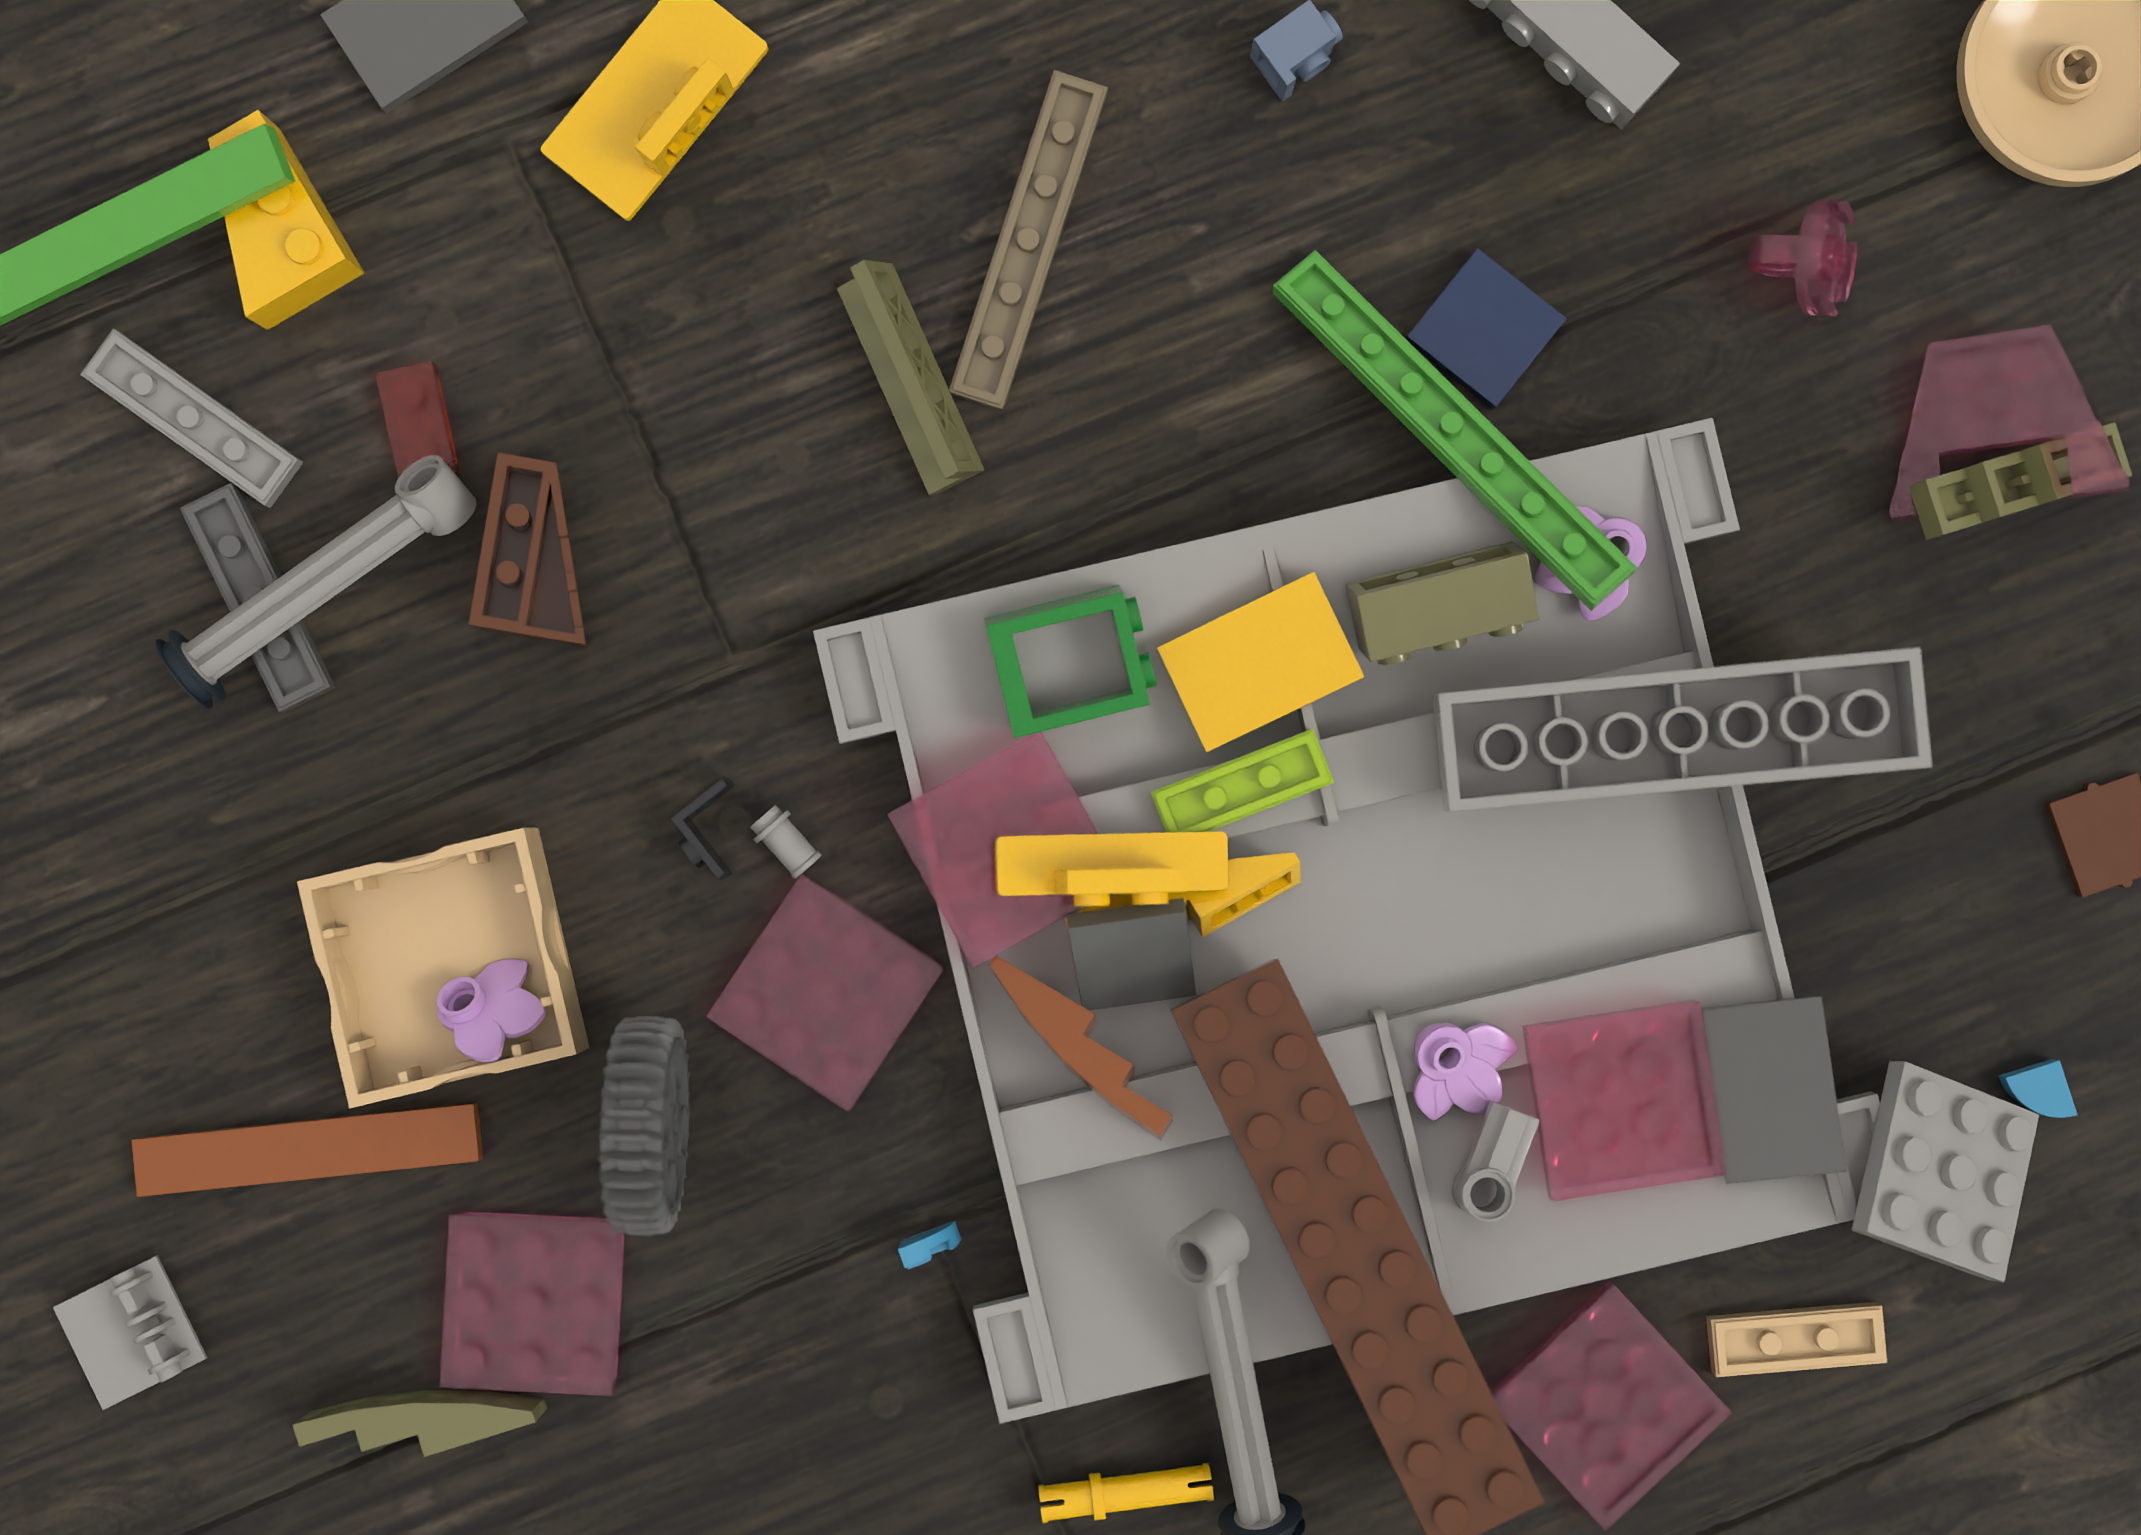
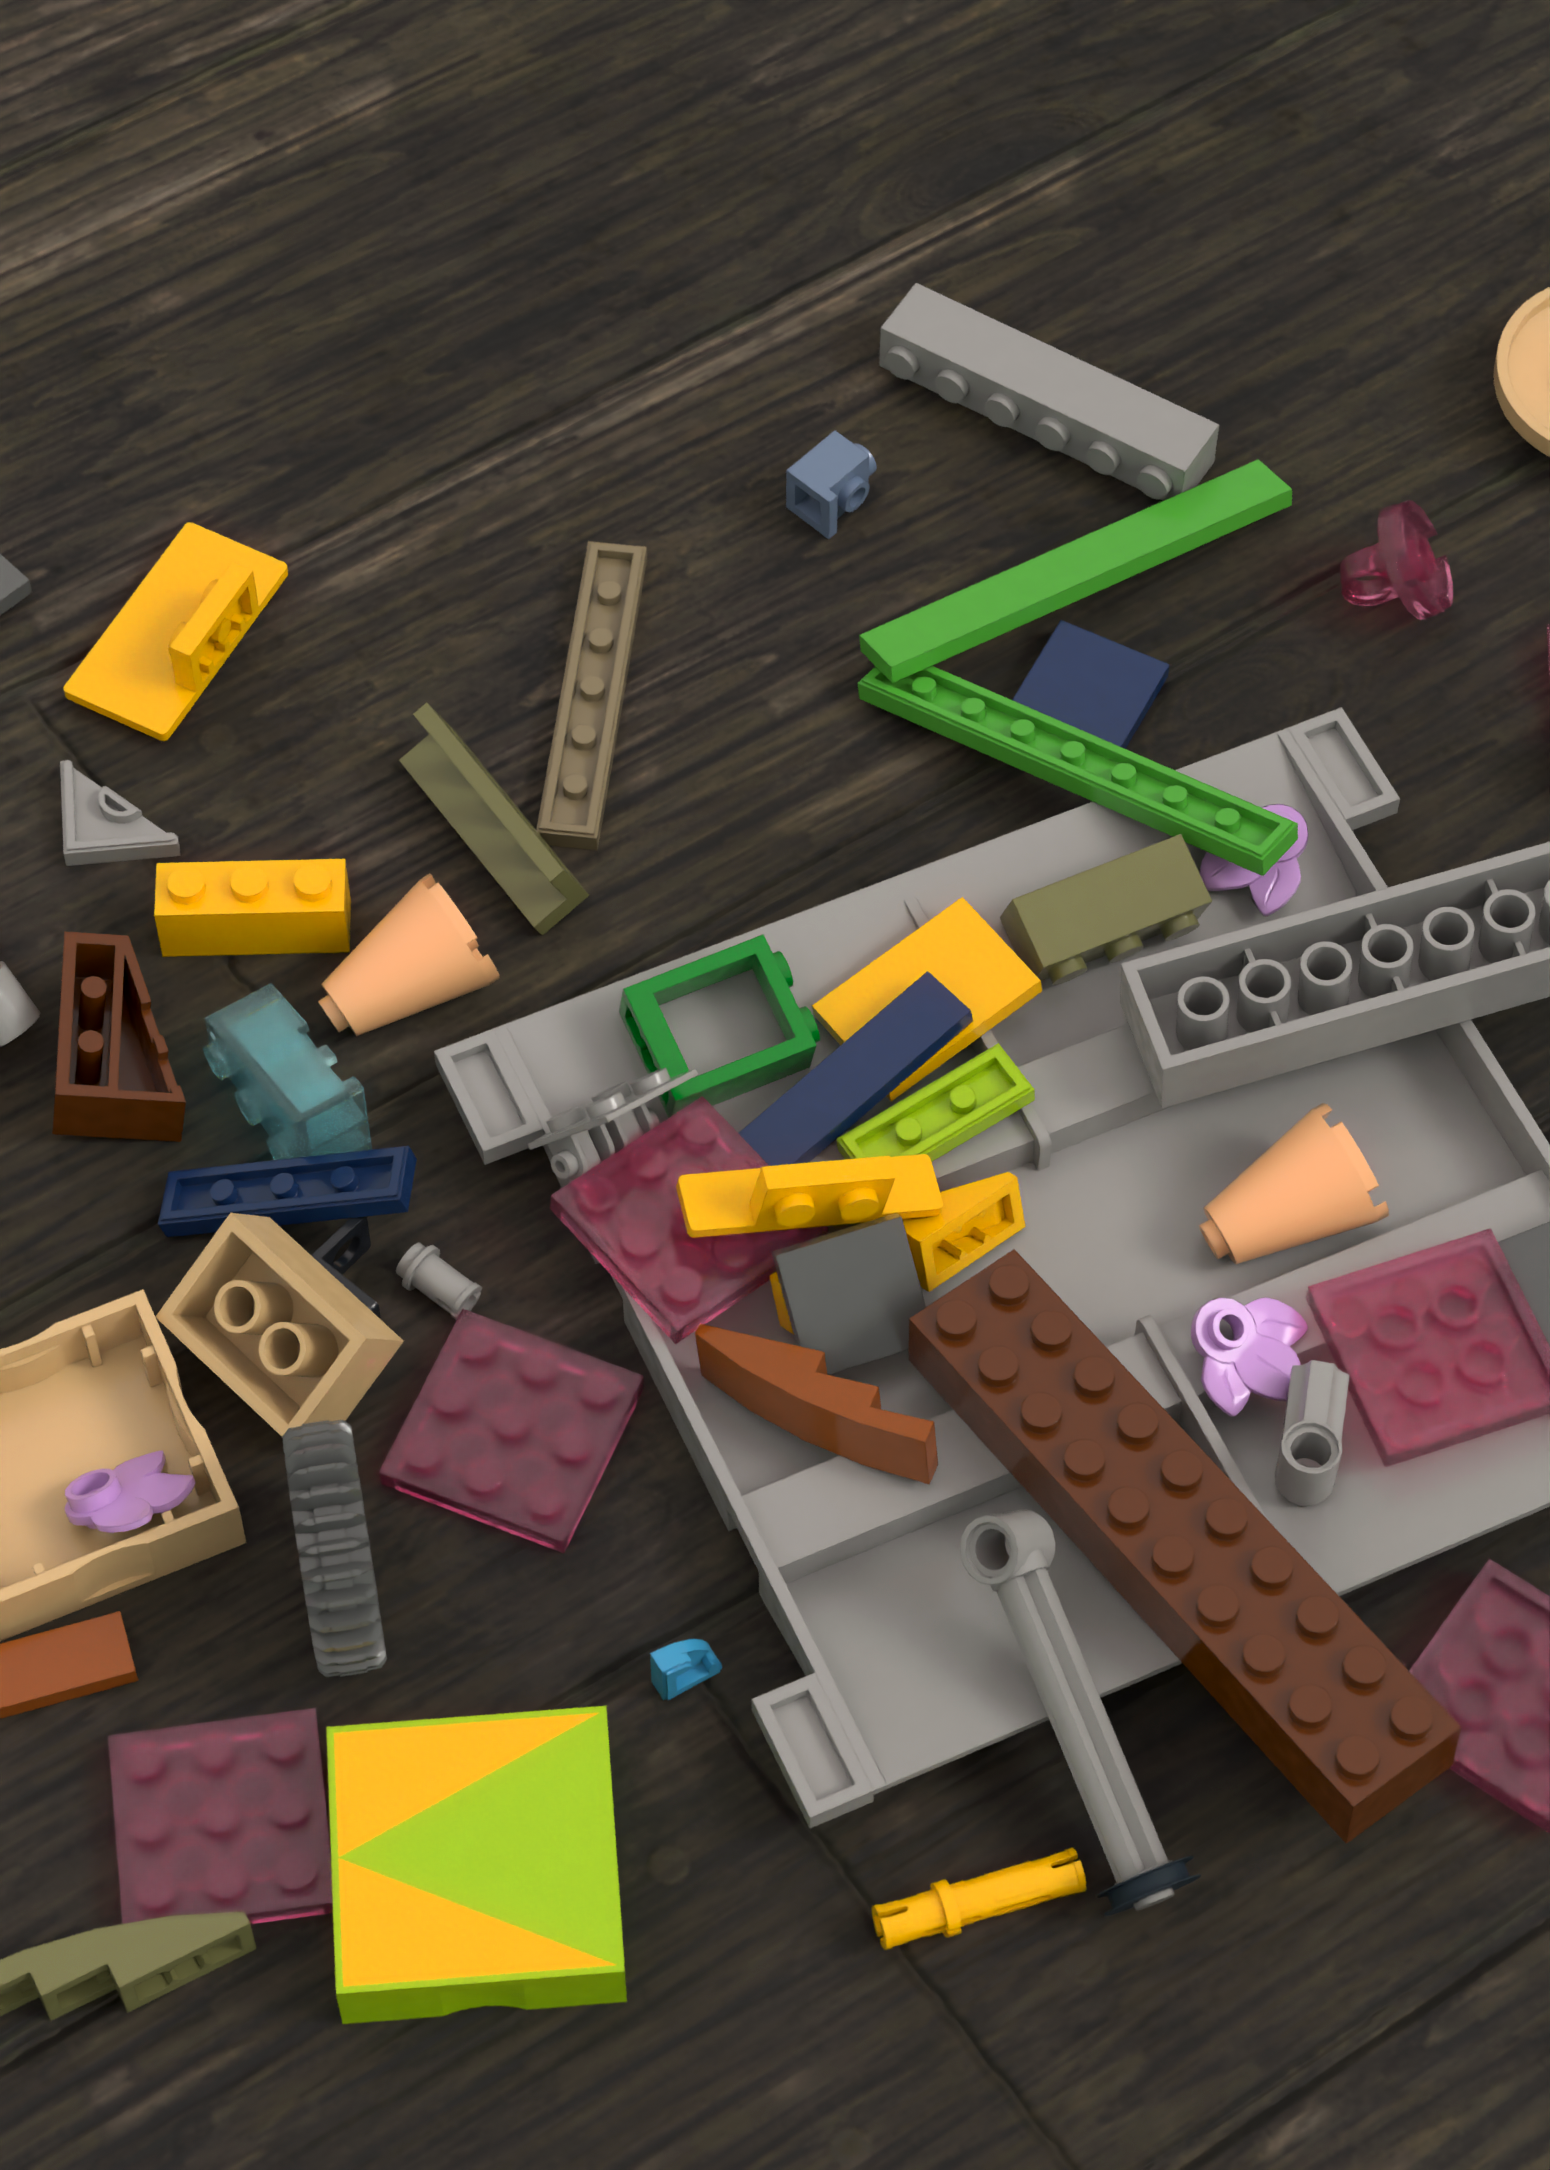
camera: 10 degrees left, 30 degrees down
(558, 303) = (105, 826): none -> light grey tile
(635, 885) = (278, 1325): none -> tan brick
(666, 741) = (289, 1190): none -> dark blue tile
(678, 431) = (252, 907): none -> yellow brick
(680, 624) = (285, 1078): none -> clear light blue wedge
(725, 1394) = (474, 1864): none -> tile
(809, 523) = (407, 963): none -> light nougat cone
(951, 747) = (611, 1123): none -> light grey hinge
(1179, 737) = (858, 1074): none -> dark blue tile
(1506, 196) = (1074, 571): none -> bright green tile
(1538, 918) = (1294, 1193): none -> light nougat cone

